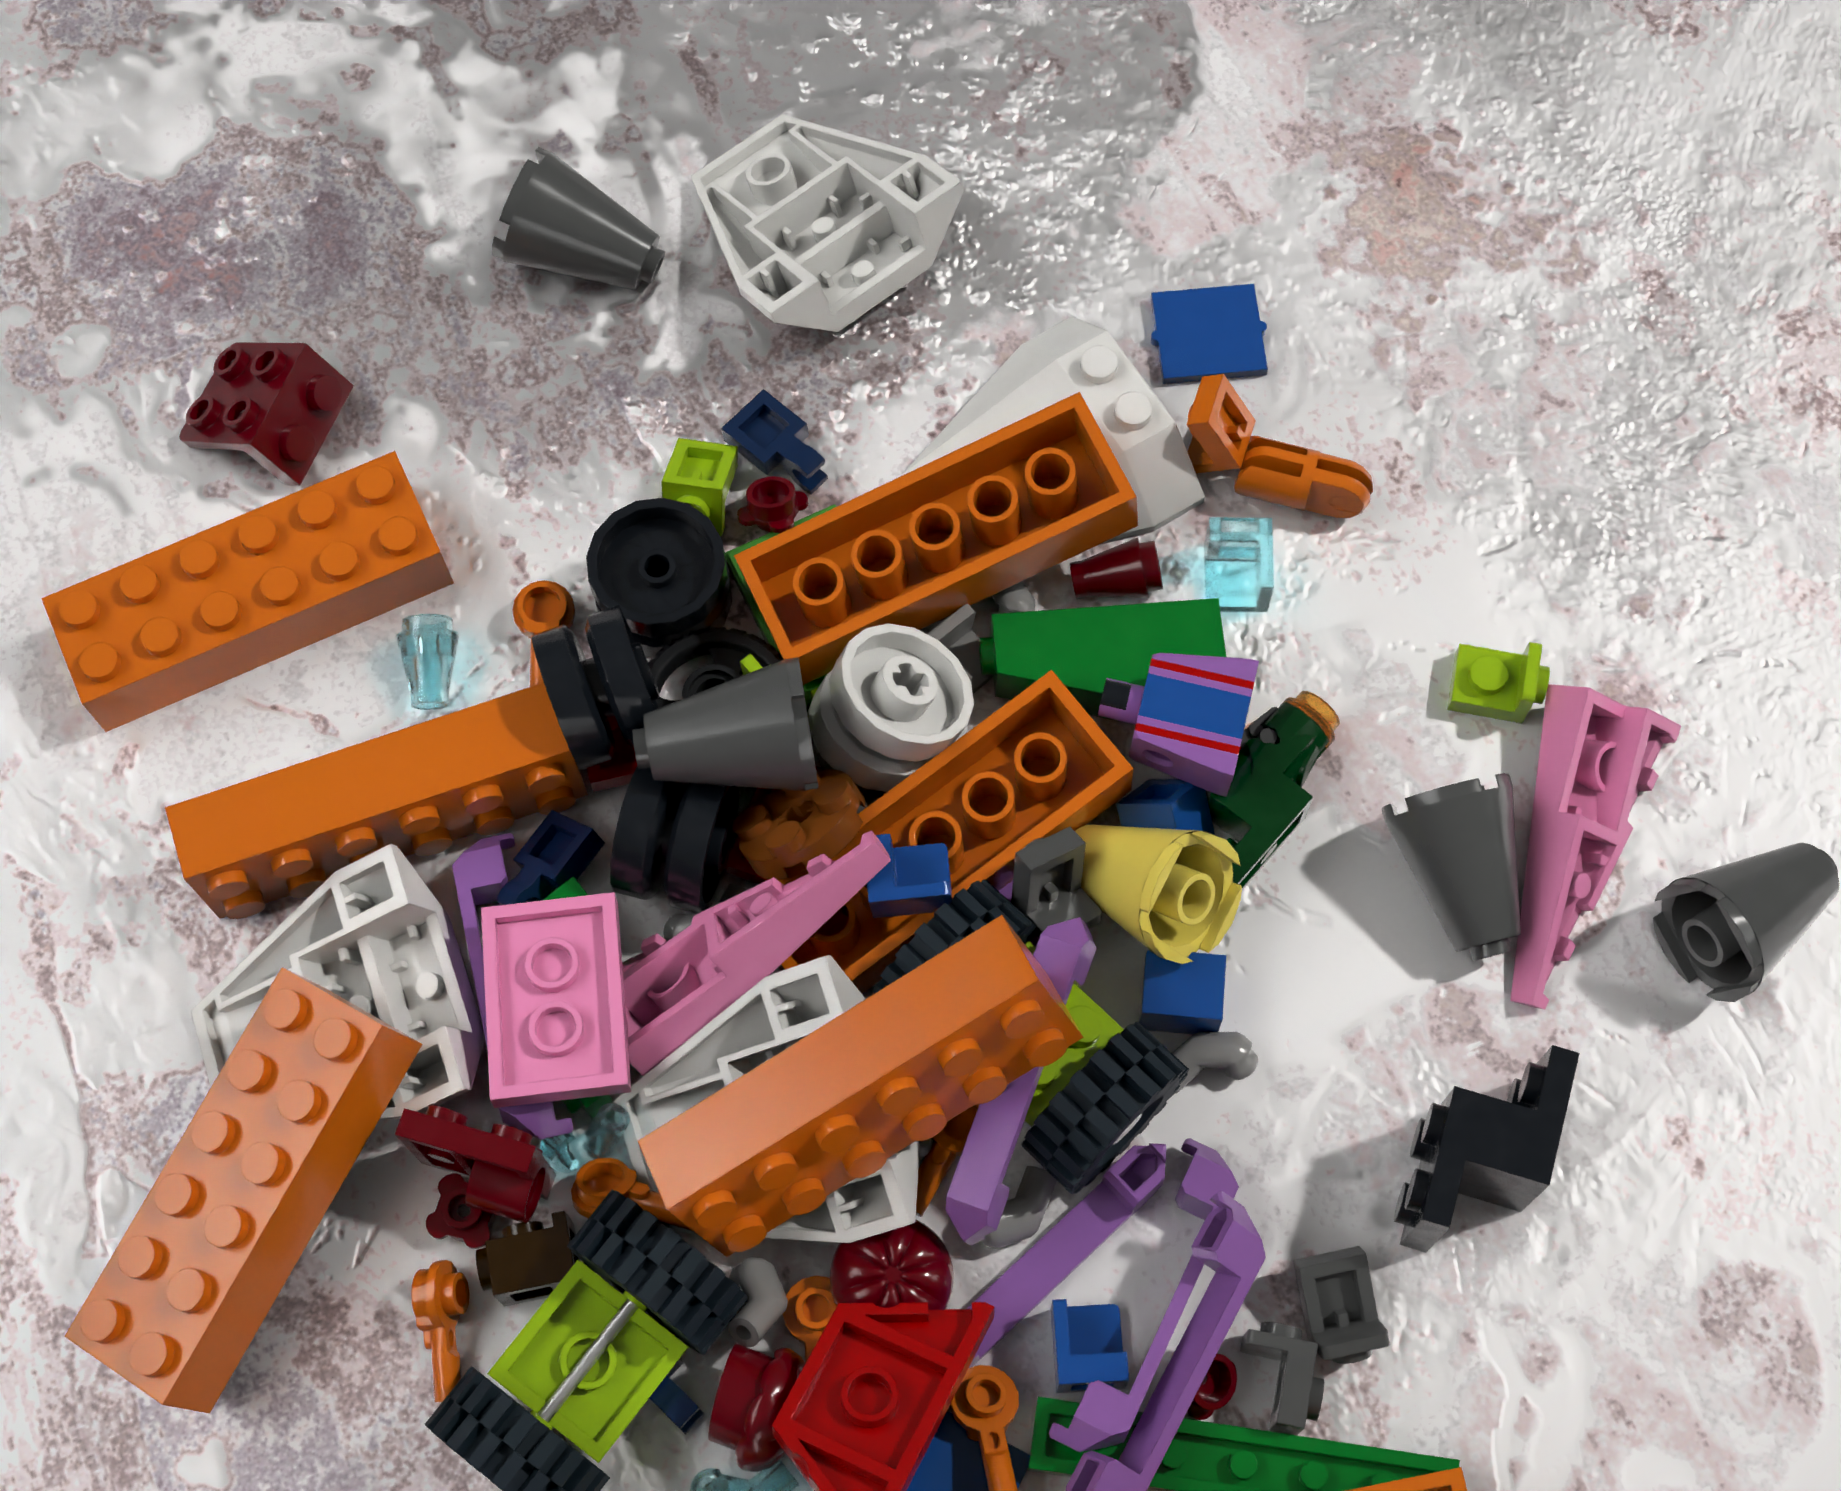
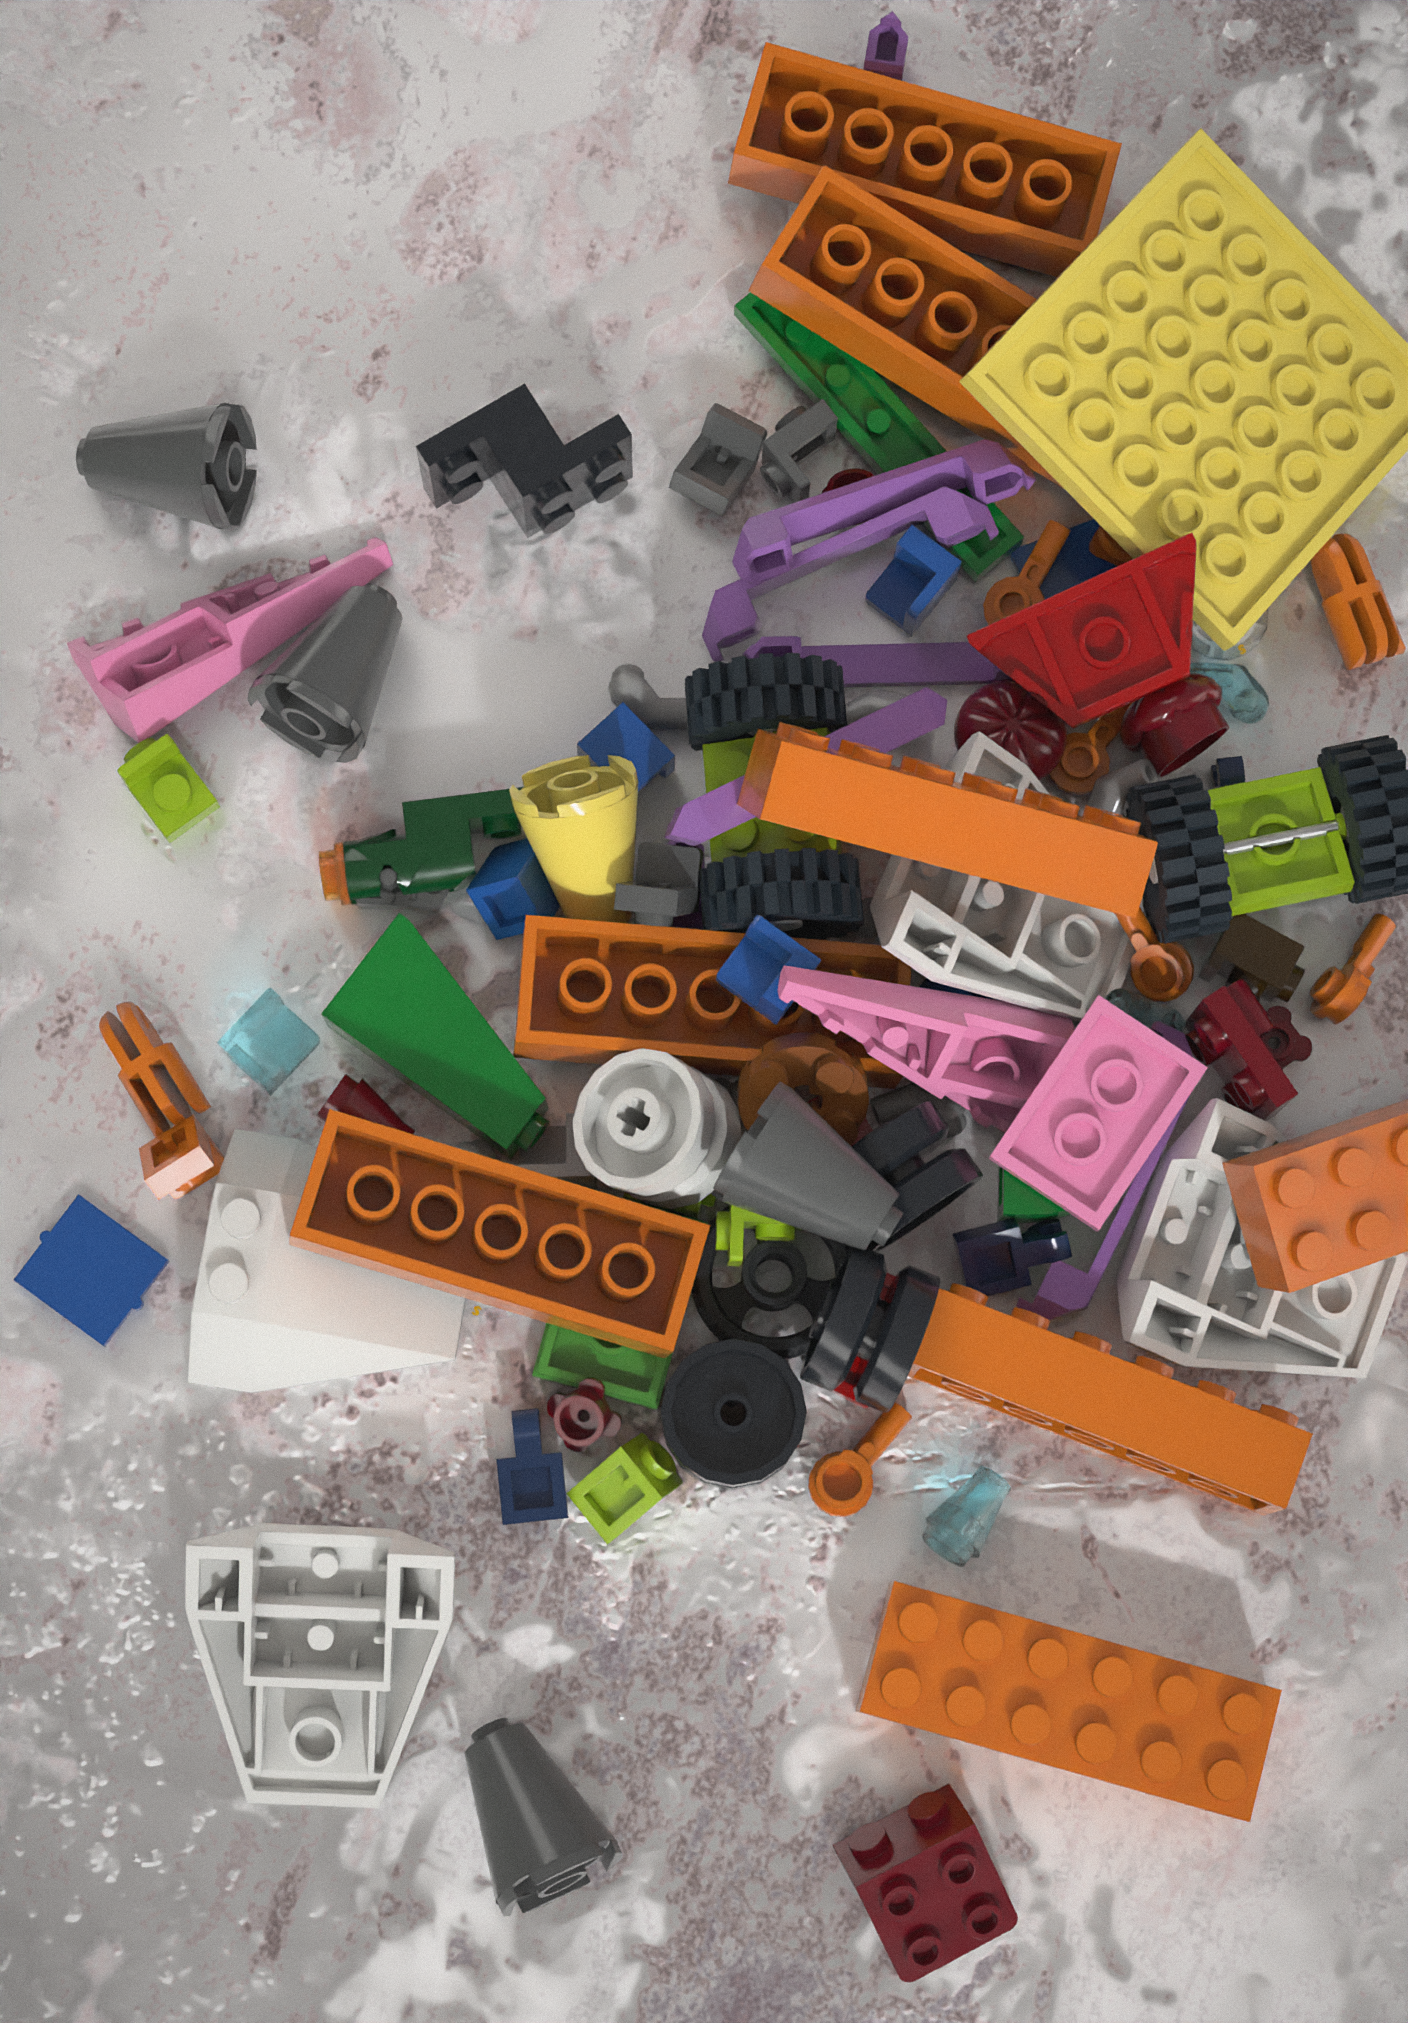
camera: 145 degrees left, 10 degrees up
(1186, 716) = (442, 927): torso -> none

